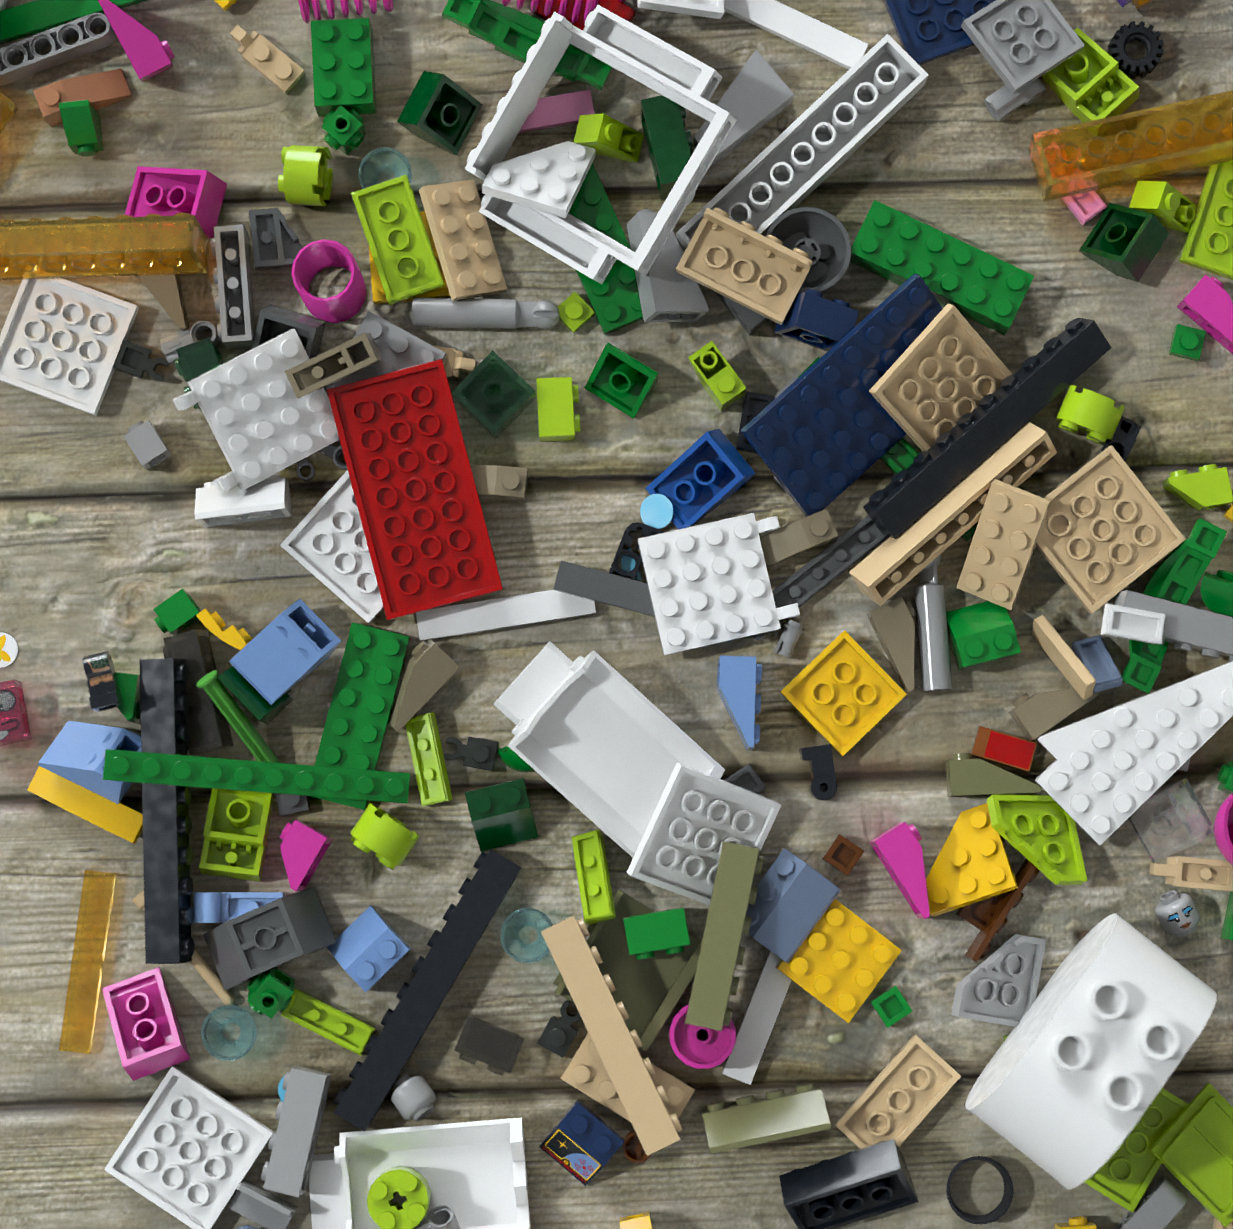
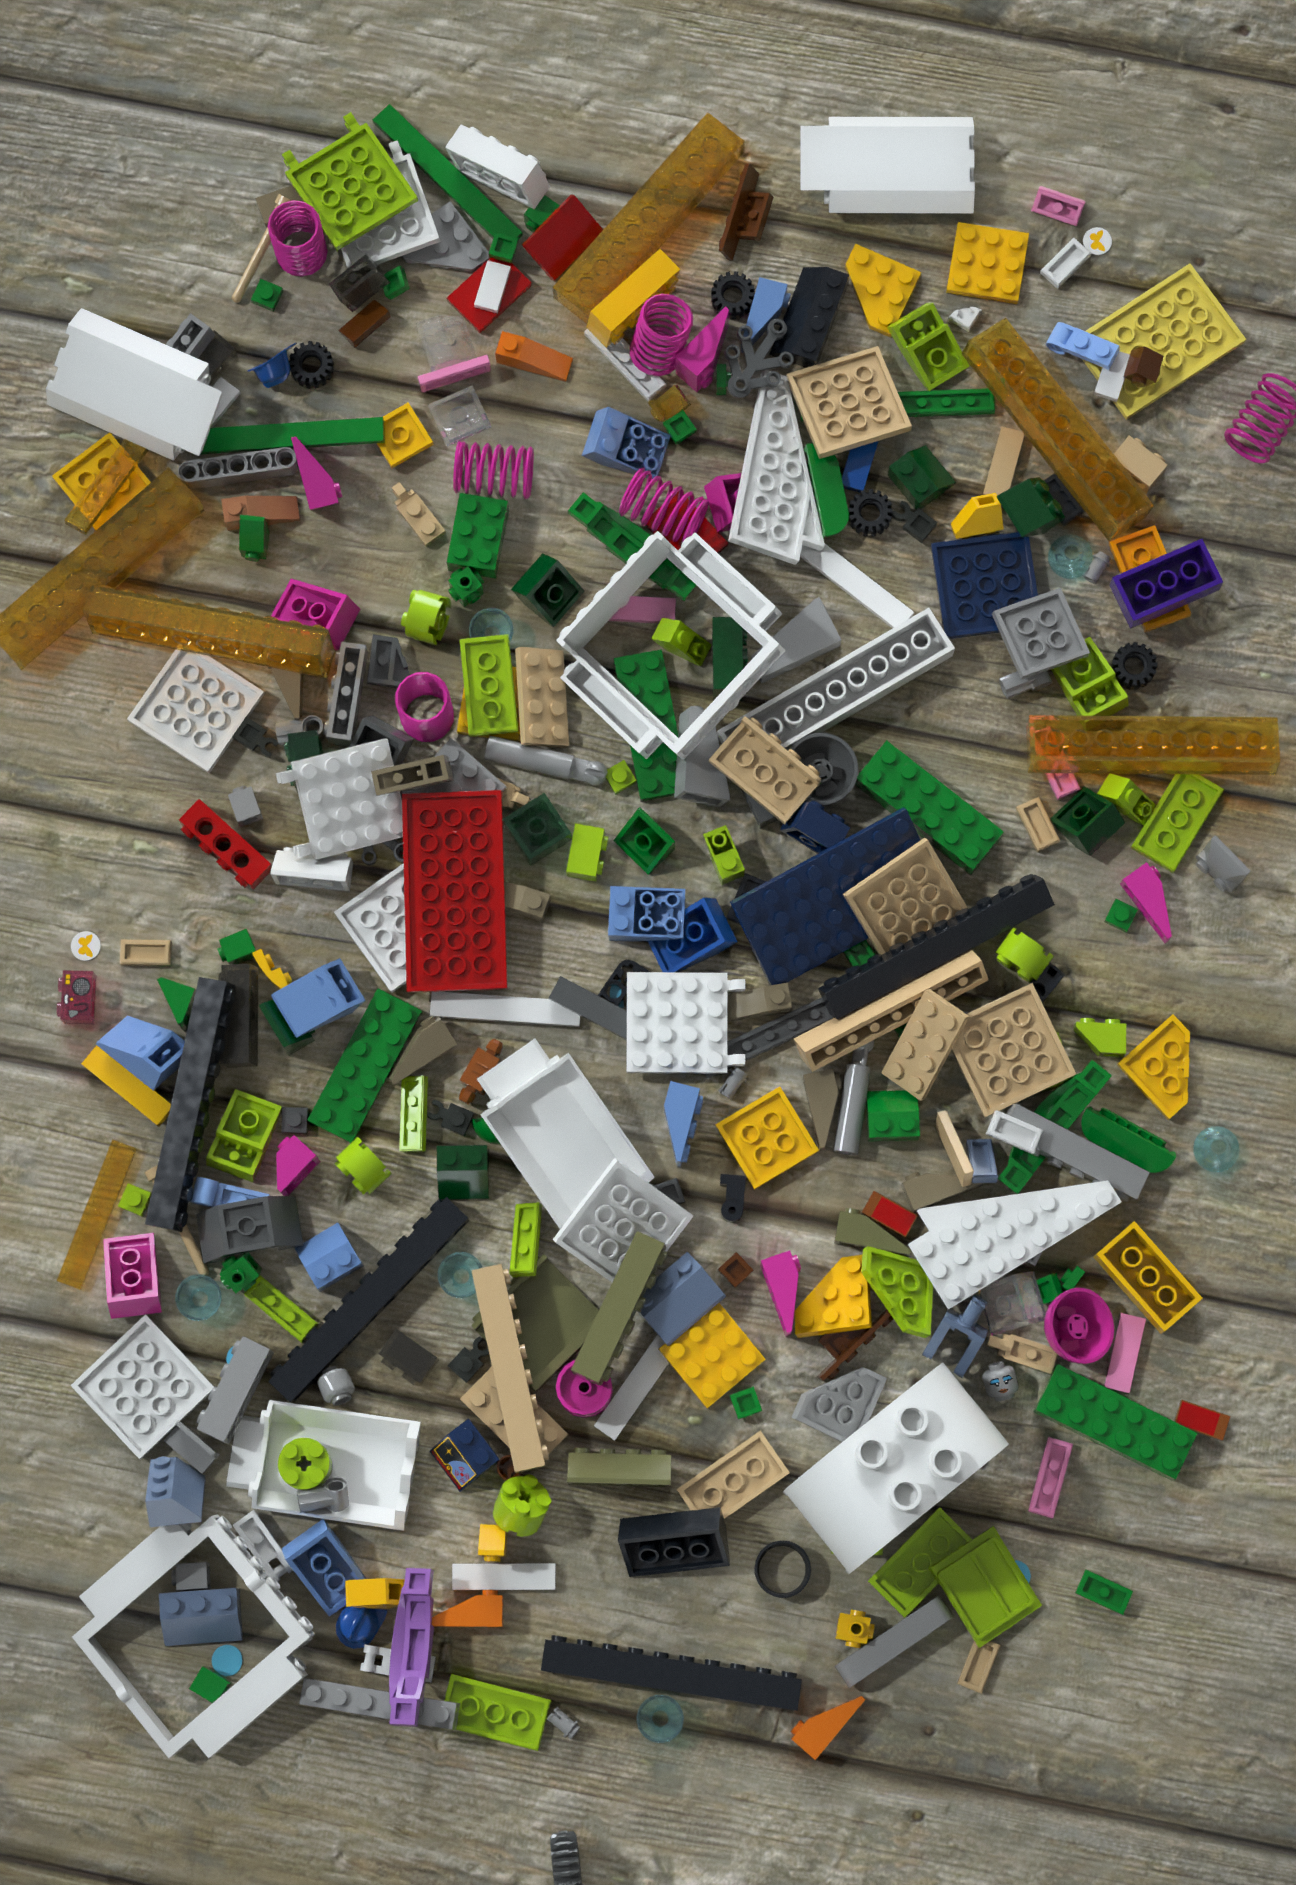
camera: 15 degrees right, 5 degrees down
(72, 642) = (145, 952): none -> tan tile
(98, 467) = (200, 815): none -> red brick
(102, 682) = (165, 987): black leg -> none
(127, 934) = (135, 1199): none -> lime plate
(236, 718) = (267, 1047): bright green axle -> none
(255, 776) = (271, 1093): green plate -> none
(491, 687) = (480, 1063): none -> dark orange piece
(542, 179) = (618, 662): white plate -> none
(644, 465) = (646, 914): none -> medium blue slope
(656, 511) = (649, 954): medium azure sticker -> none
(656, 932) = (566, 1295): green brick -> none
(662, 1189) = (521, 1505): none -> lime brick
(1067, 258) = (1037, 824): none -> tan tile
(1123, 856) = (966, 1323): none -> sand blue piece
(1209, 792) = (1049, 1288): none -> green plate

